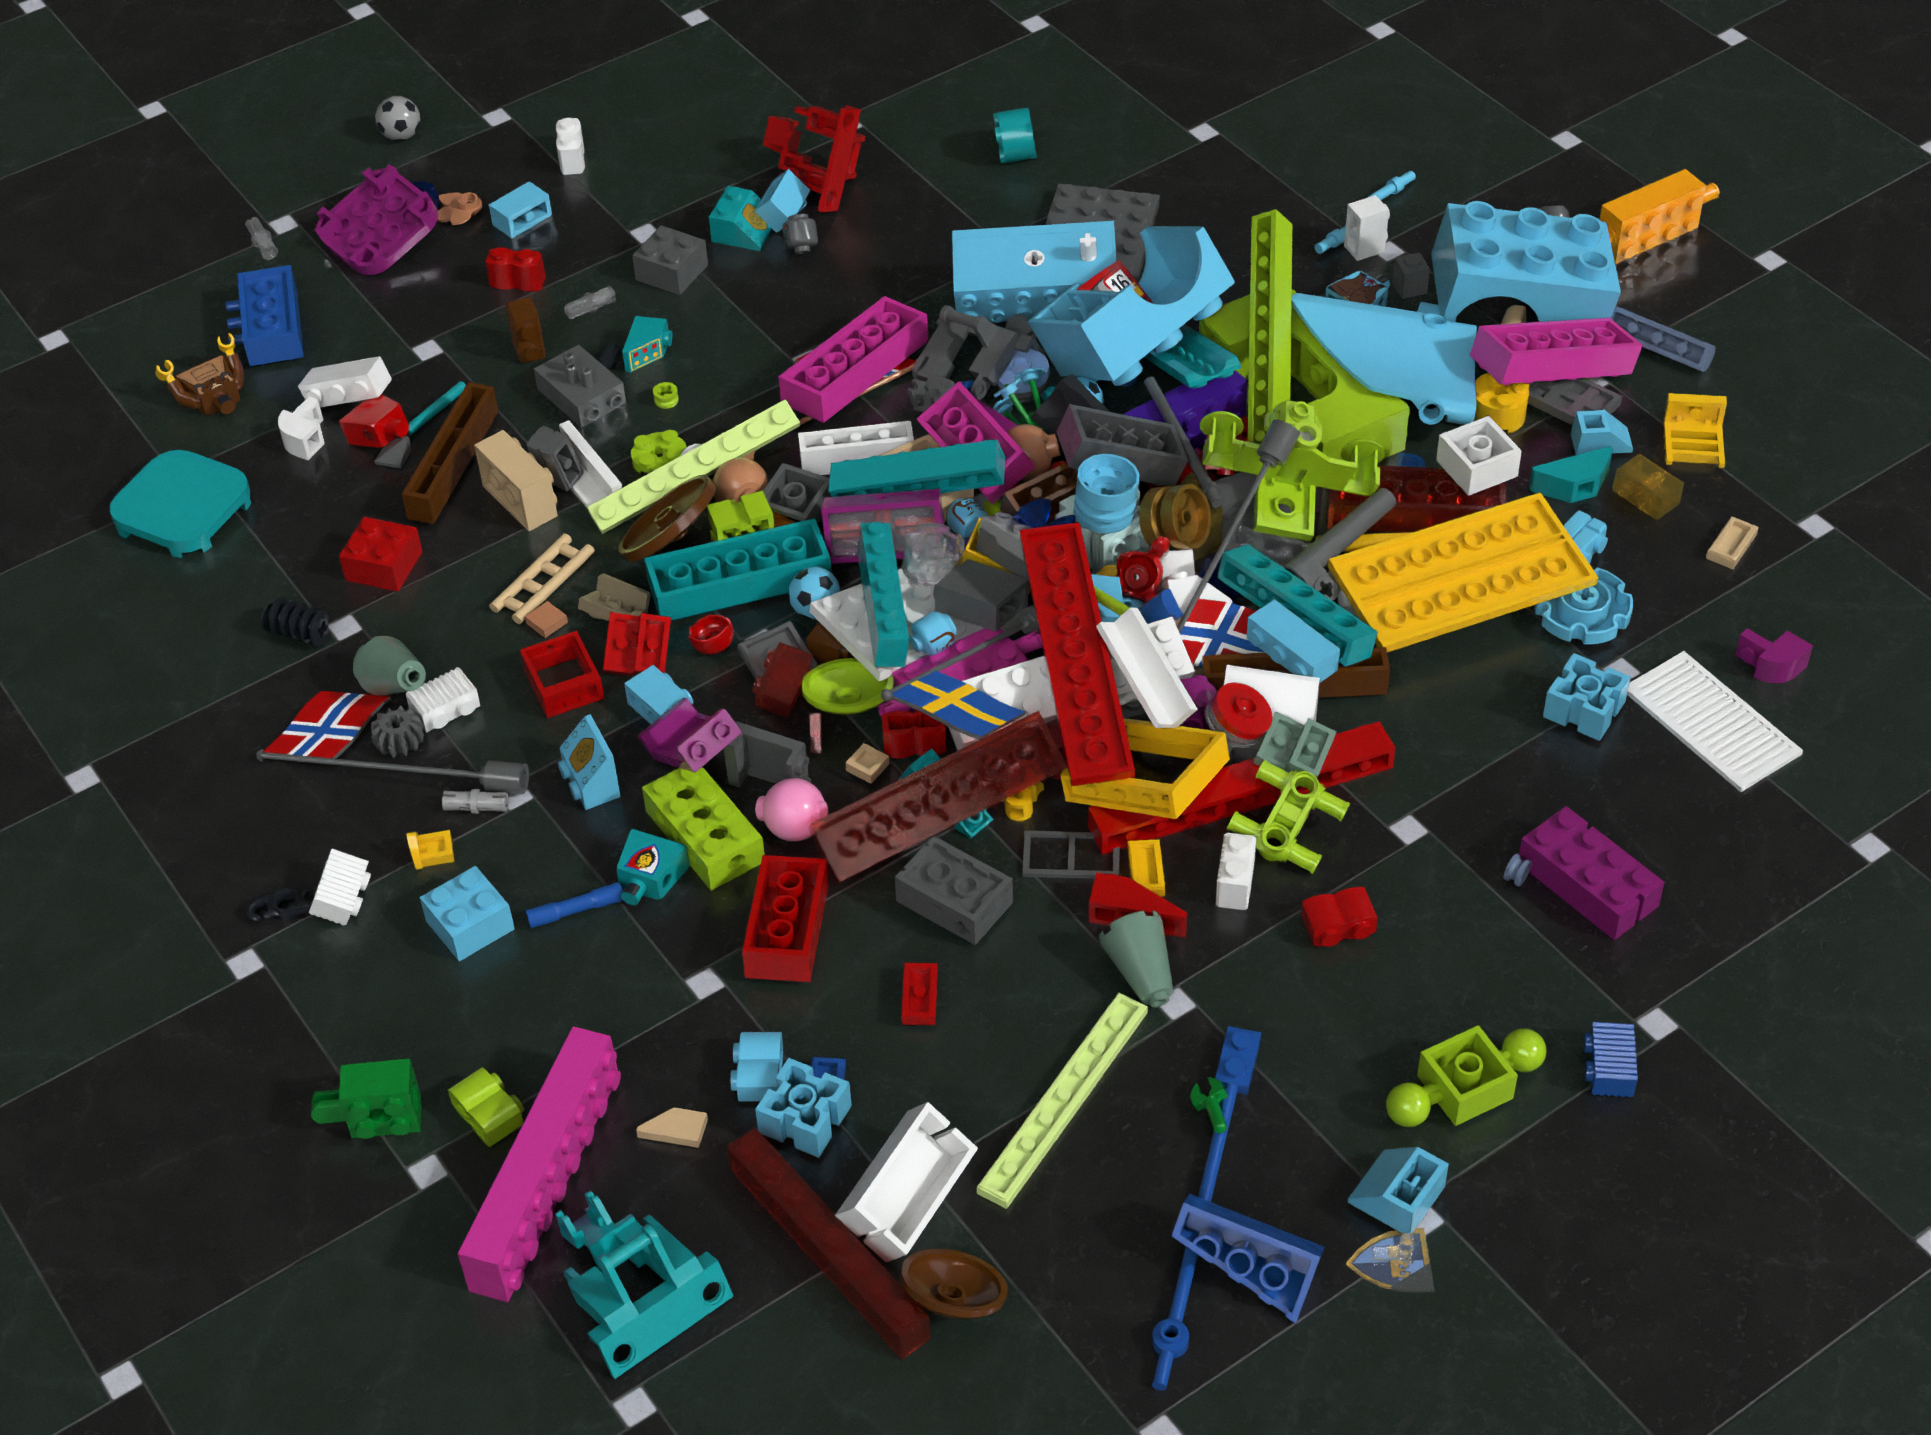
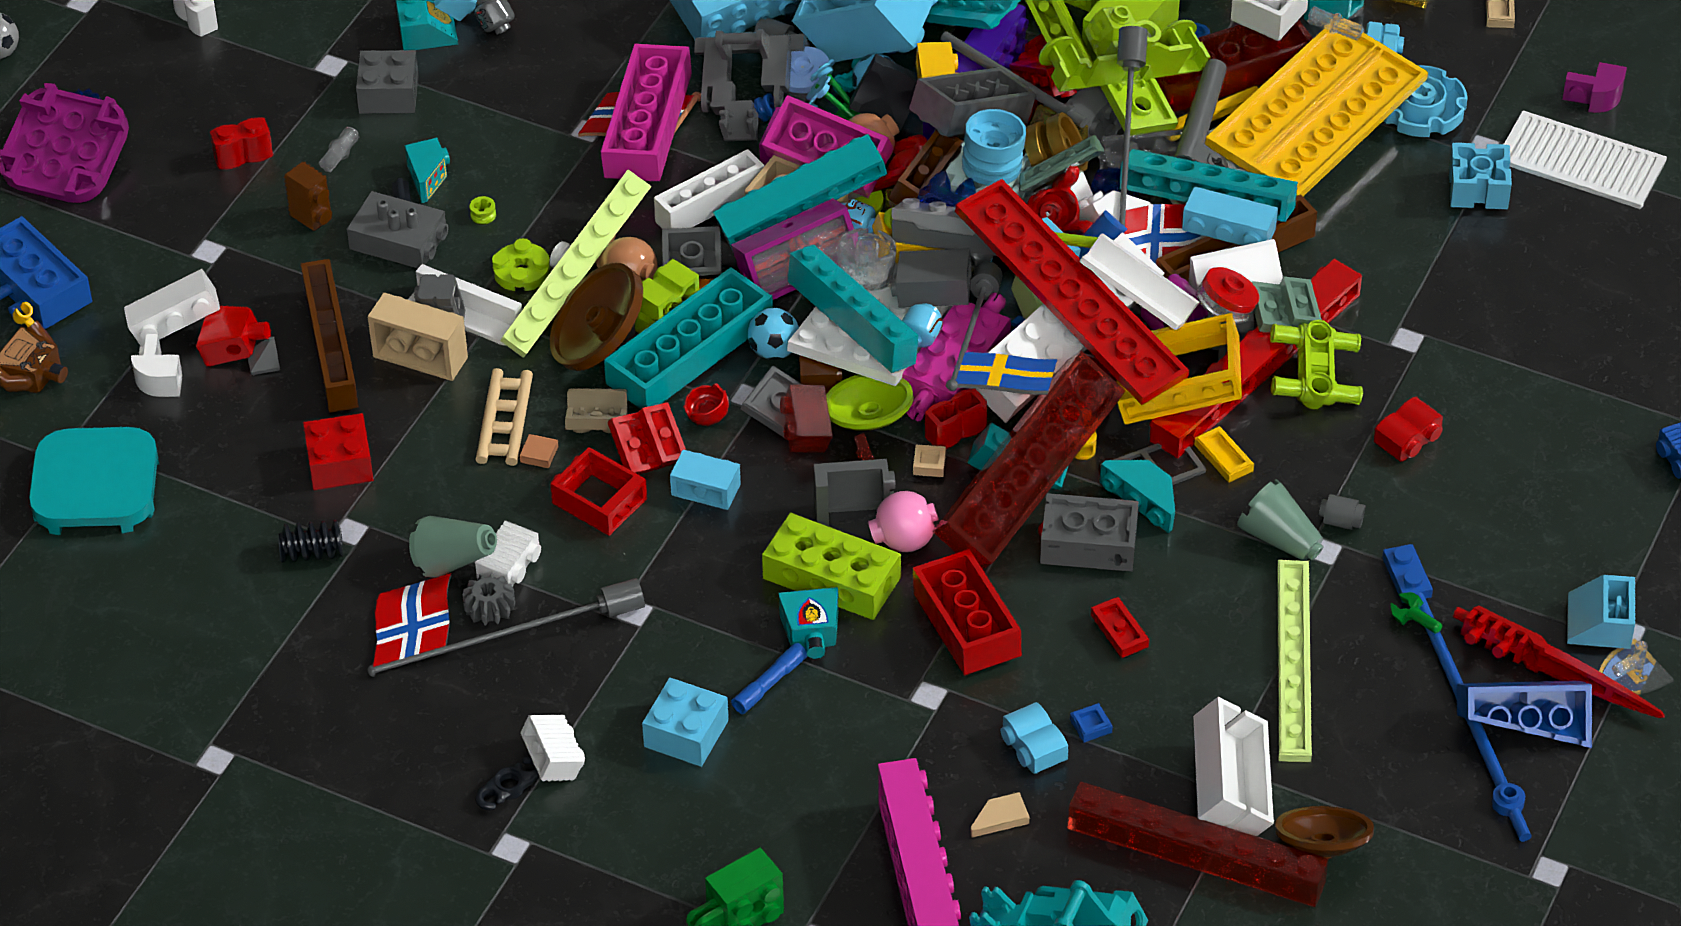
camera: 30 degrees left, 0 degrees up
(430, 848) = (600, 685): yellow tile -> none
(435, 407) = (269, 295): teal bar -> none
(458, 207) = (131, 101): nougat plate -> none
(475, 801) = (608, 629): light grey pin -> none
(486, 1106) = (831, 866): lime brick -> none
(520, 209) = (194, 84): medium azure brick -> none
(589, 765) = (695, 554): medium azure slope -> none
(688, 737) = (774, 496): magenta panel -> none
(803, 1107) = (1101, 751): medium azure brick -> none
(1037, 869) = (1143, 483): none -> teal slope
(1118, 397) = (935, 59): none -> yellow brick
(1120, 895) = (1234, 486): red slope -> none
(1173, 529) = (1059, 163): none -> sand green slope
(1213, 972) = (1342, 512): none -> dark grey brick
(1235, 871) = (1303, 426): white brick -> none
(1288, 1170) = (1538, 655): none -> red piece
(1466, 1076) = (1594, 510): lime brick -> none
(1517, 870) = (1519, 336): sand blue bush -> none
(1529, 497) = (1335, 23): none -> clear axle
(1591, 872) = (1576, 316): magenta piece -> none

